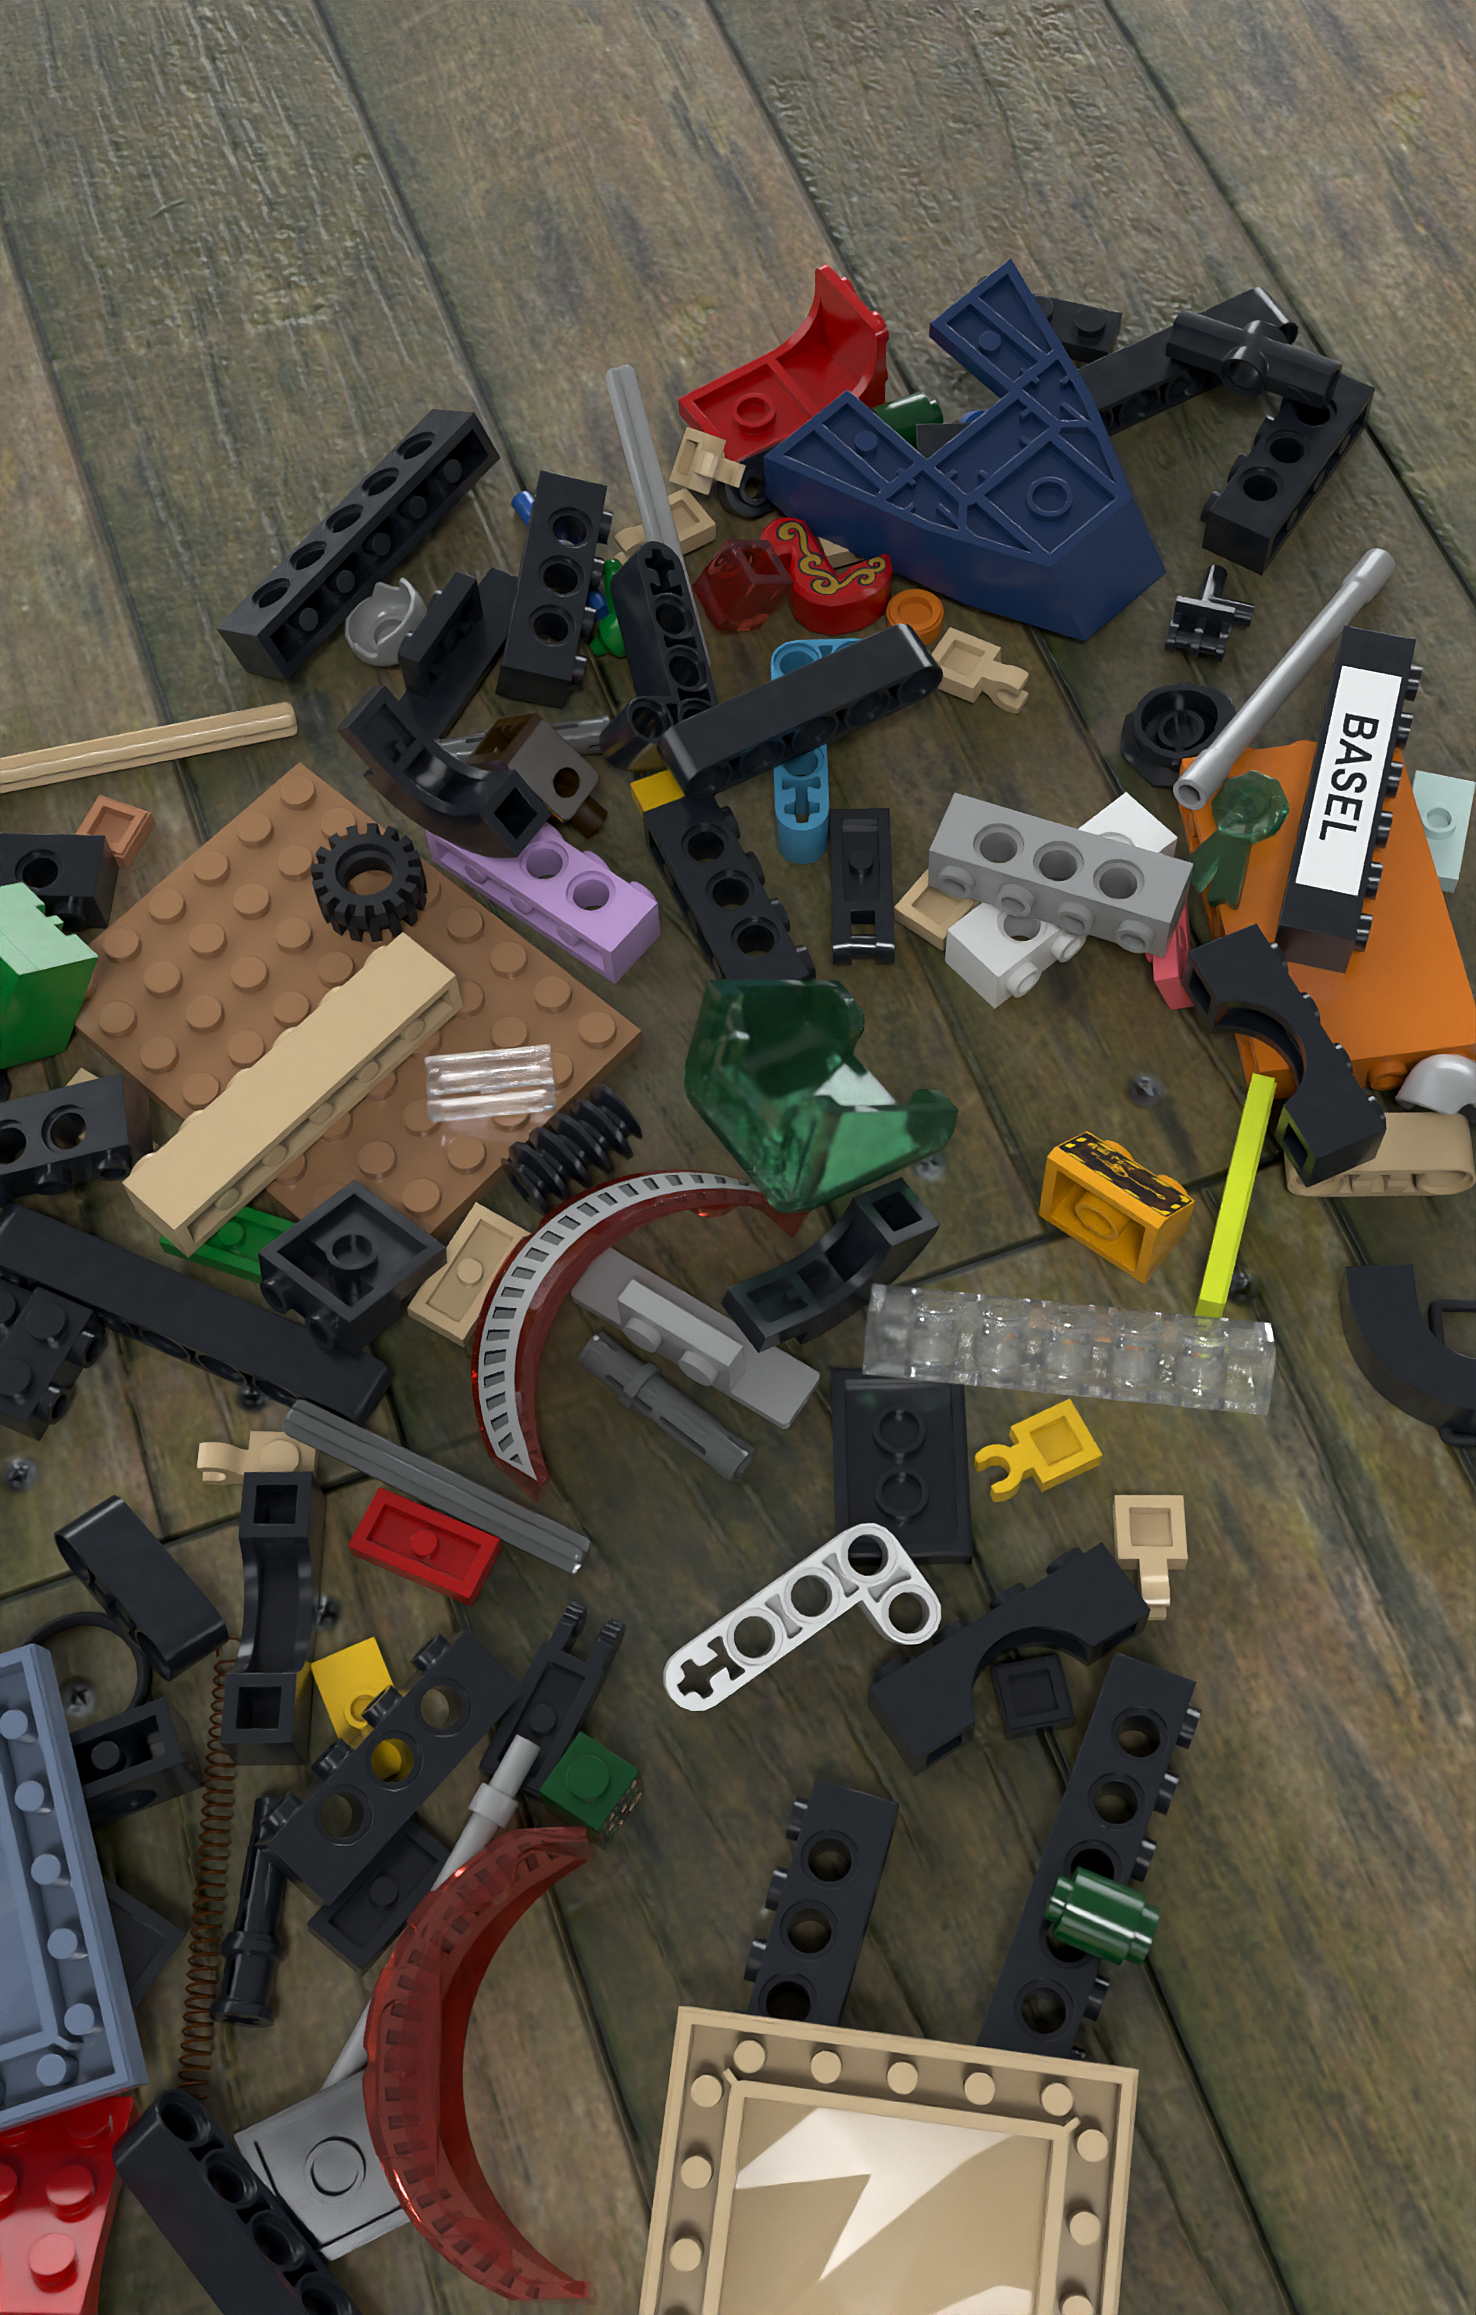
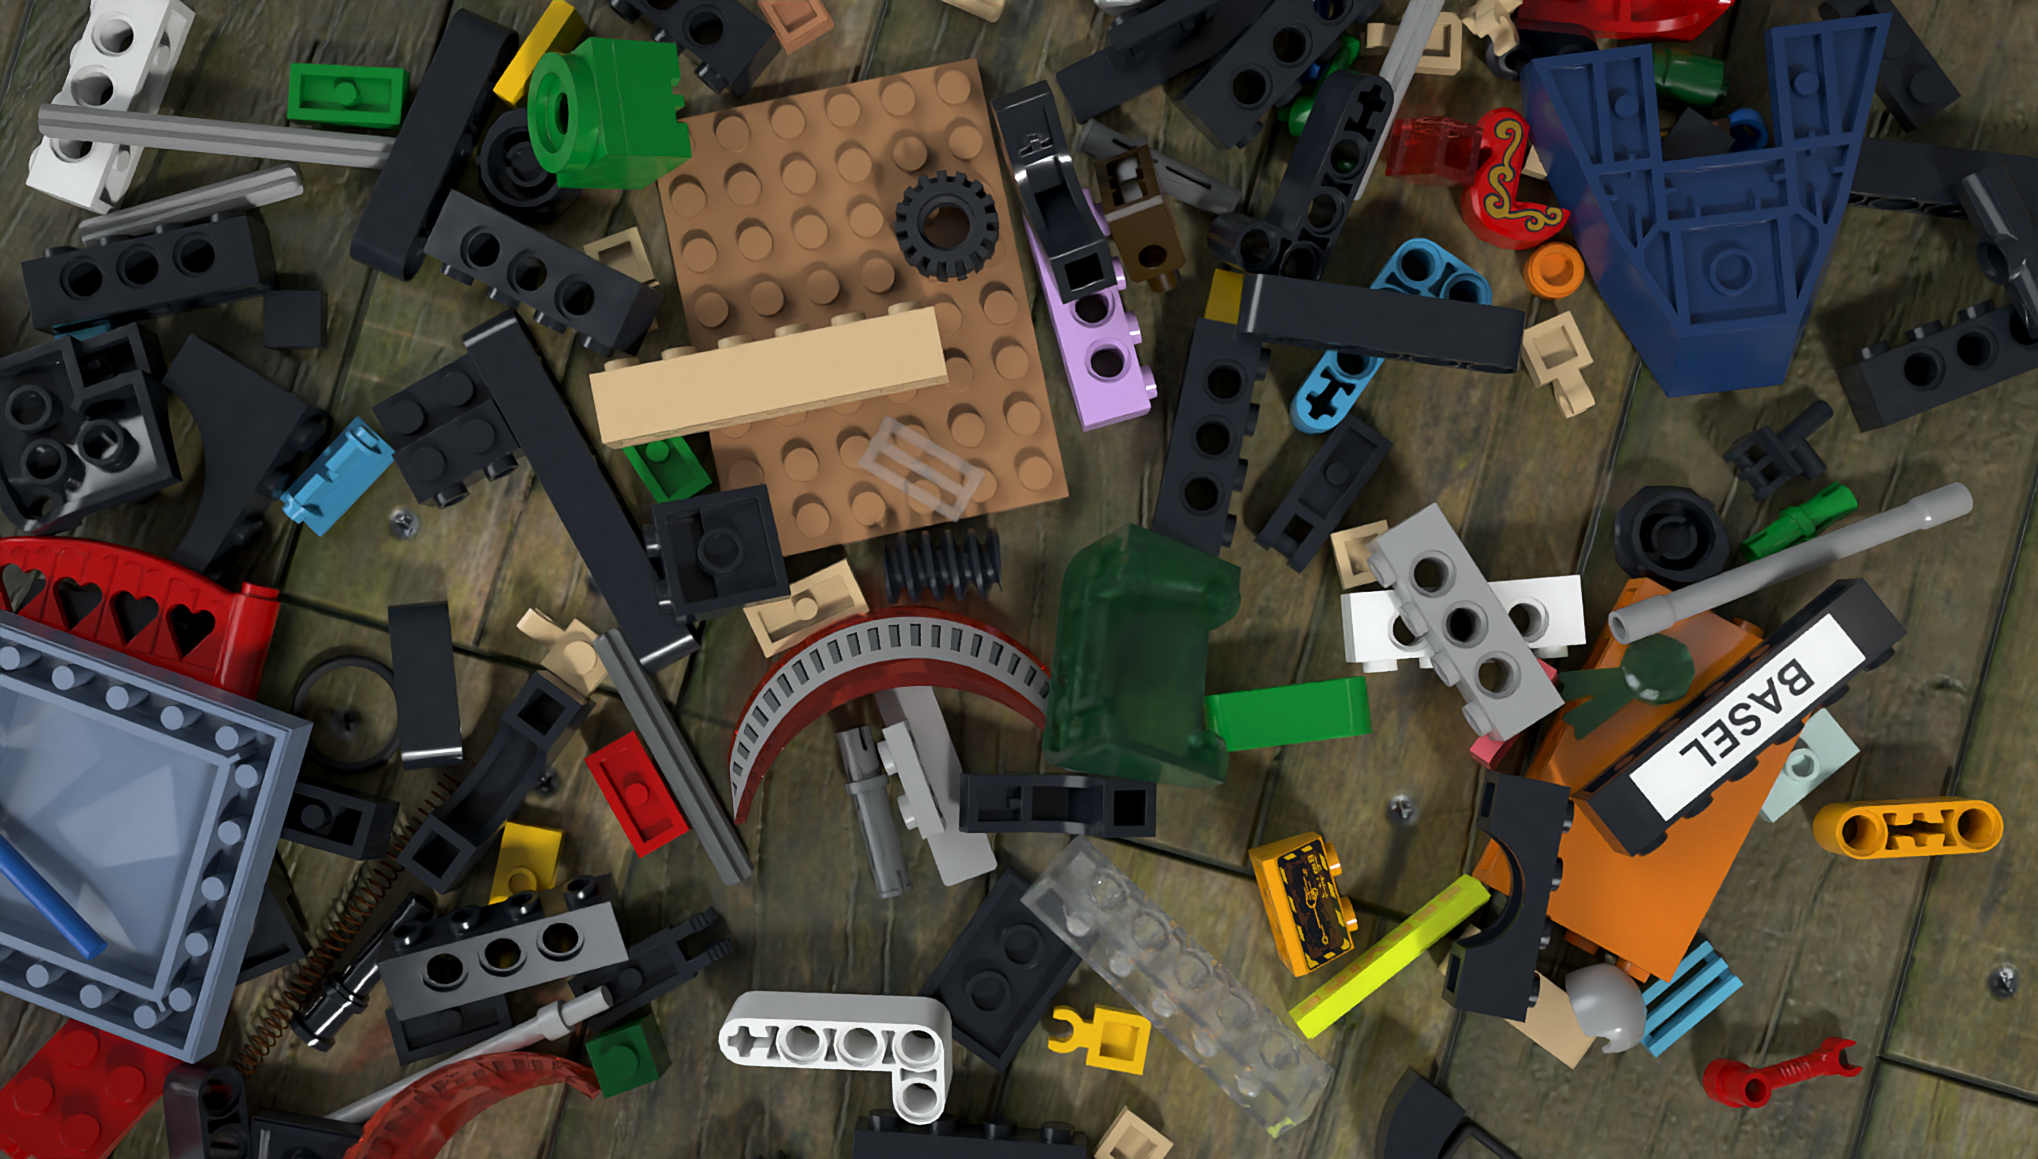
camera: 30 degrees right, 25 degrees up
(987, 1060) = (1290, 713): none -> green beam
(1282, 632) = (1801, 522): none -> green pin

